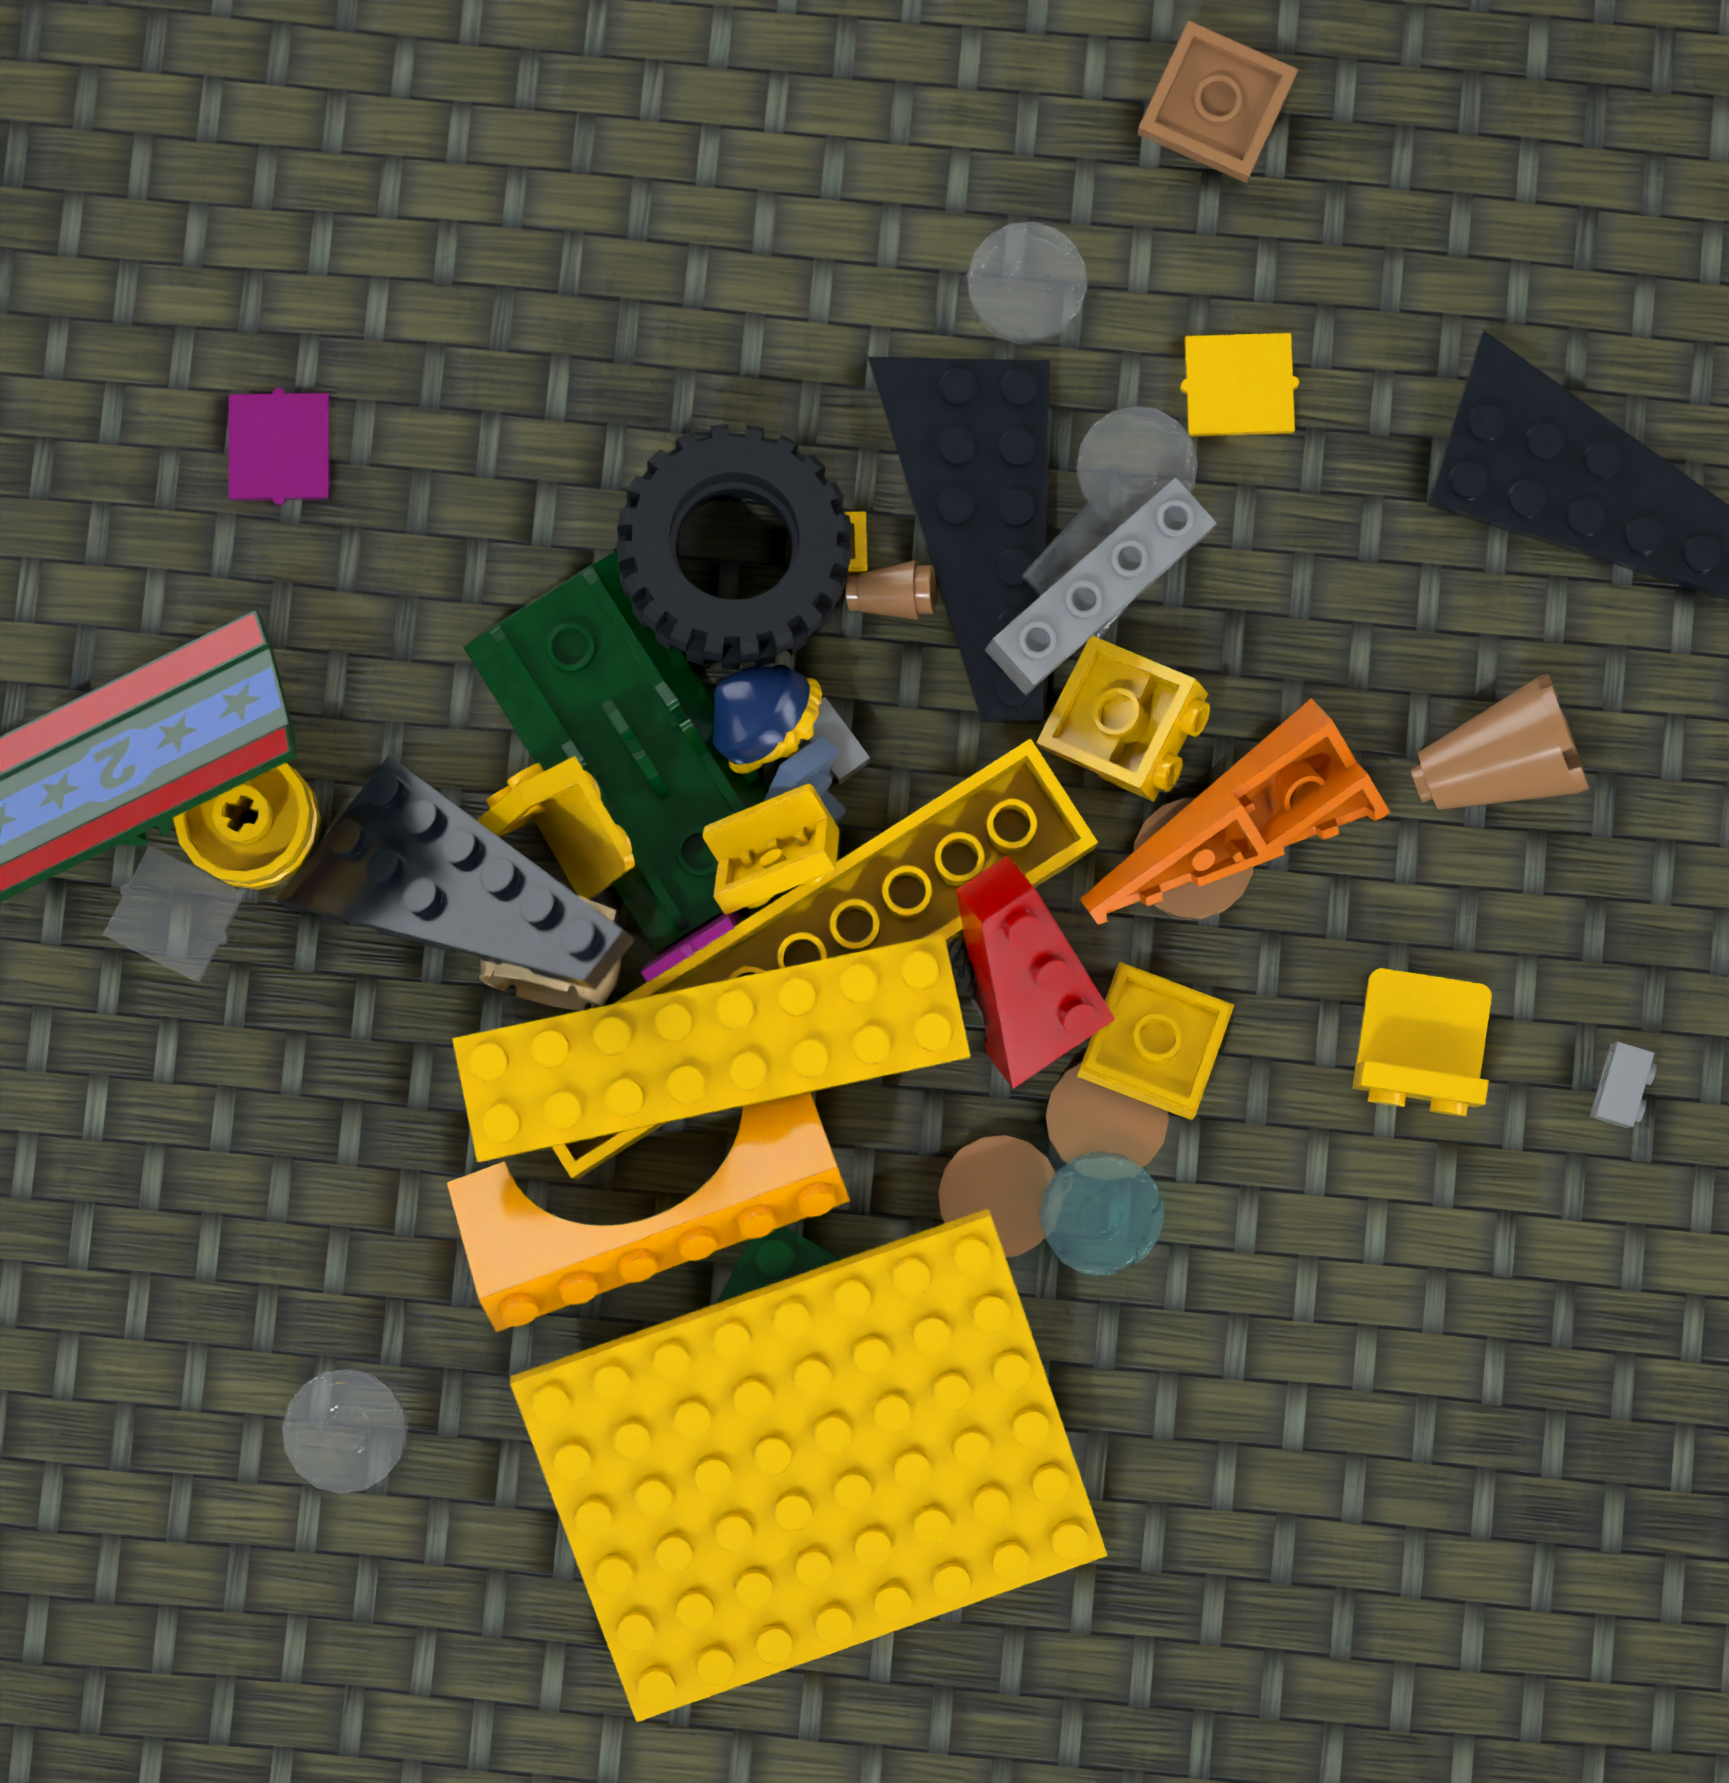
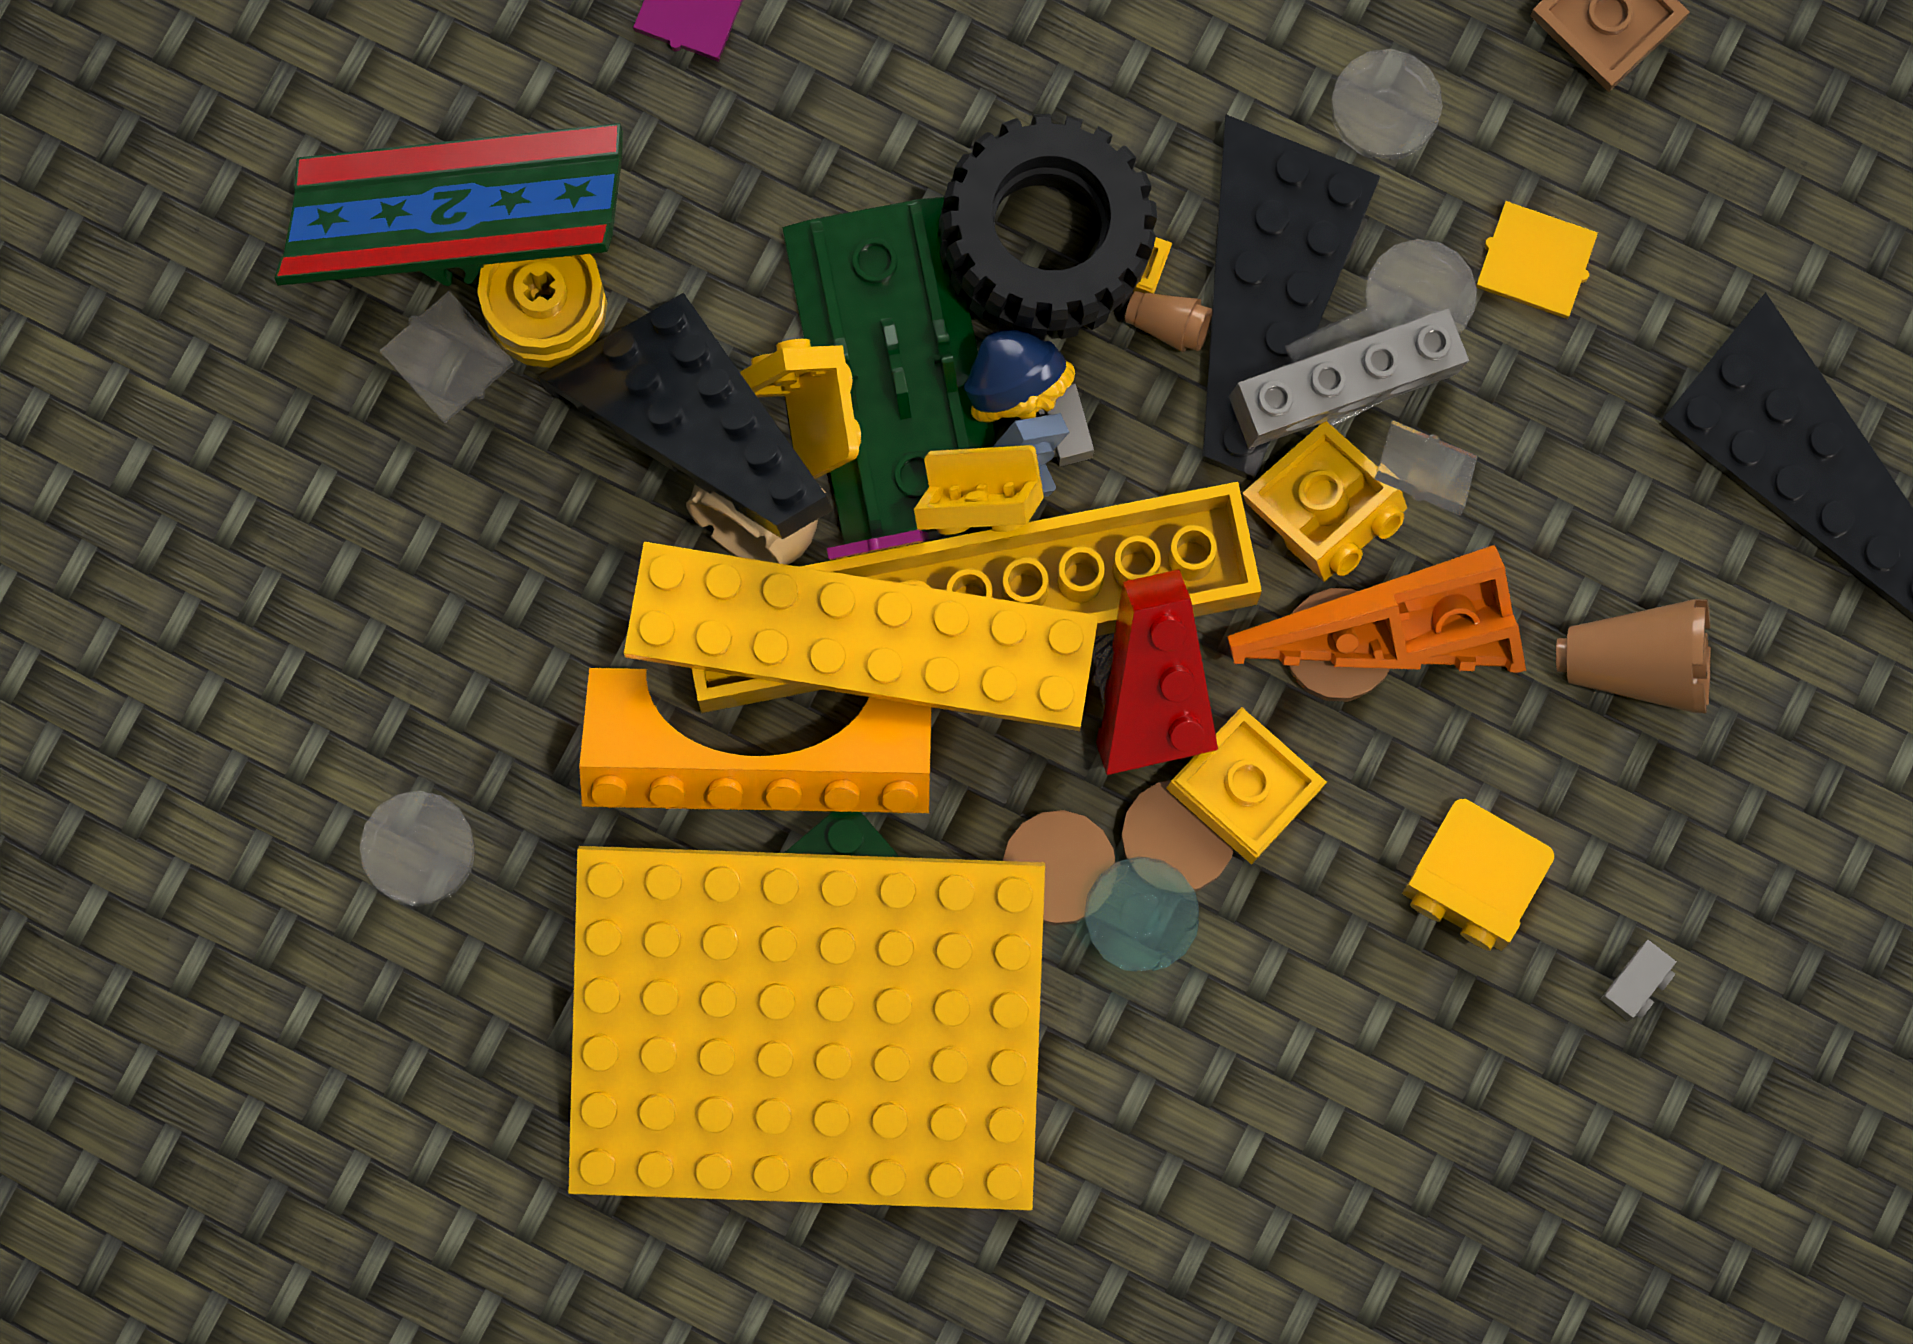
camera: 15 degrees right, 5 degrees down
(1212, 646) = (1426, 467): none -> clear piece

